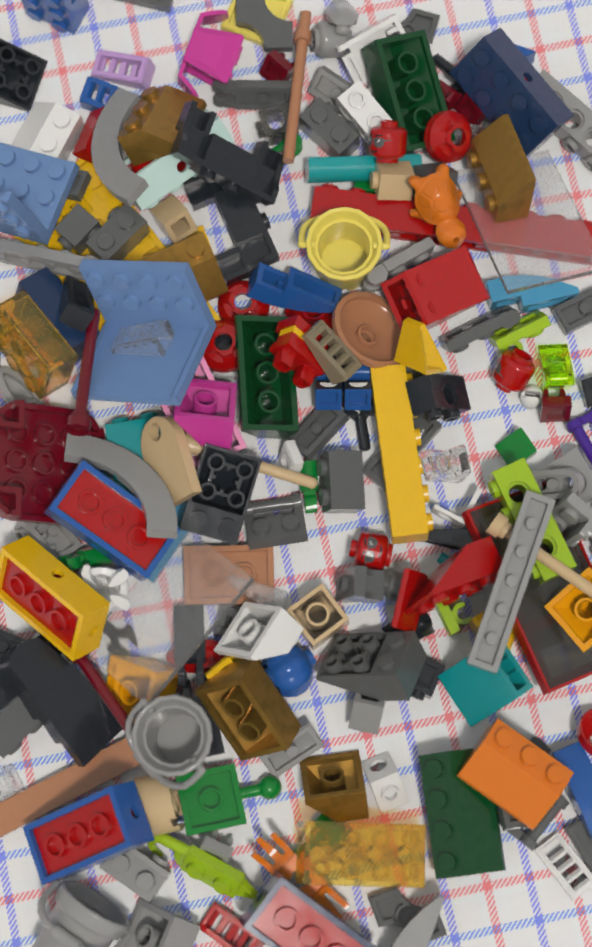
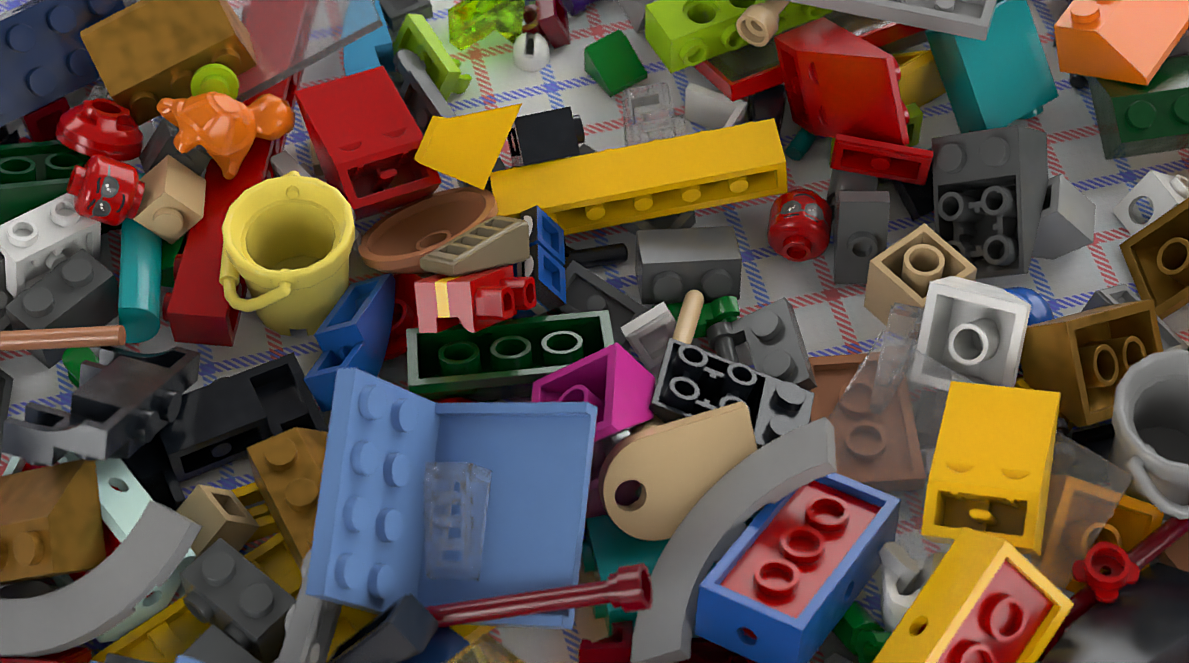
camera: 95 degrees left, 25 degrees down
(93, 684) = (1110, 557): none -> red plate
(154, 627) = (992, 465): none -> yellow slope
(269, 115) = (39, 379): clear smoke brick -> none
(472, 198) = (215, 78): none -> lime plate
(513, 370) = (493, 60): red head -> none

